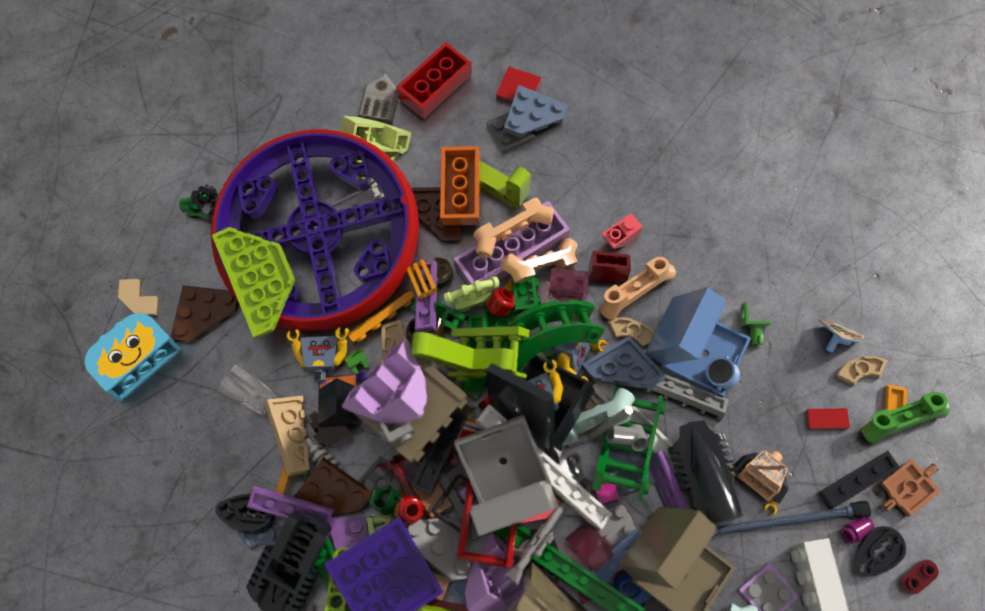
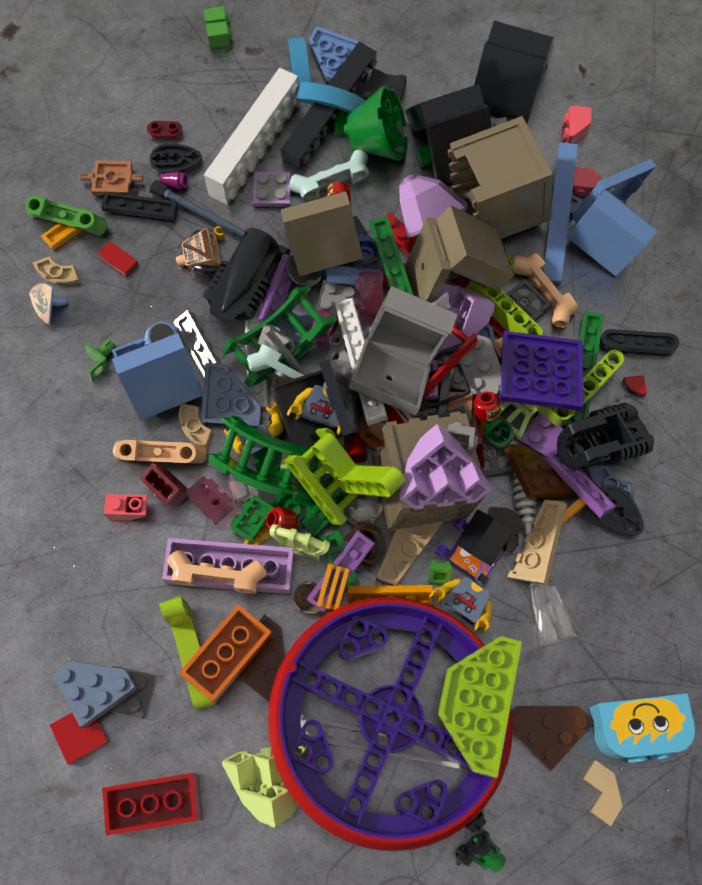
camera: 140 degrees left, 0 degrees up
(378, 100) = (221, 835): light grey tile -> none
(523, 270) = (240, 528): light nougat plate -> none

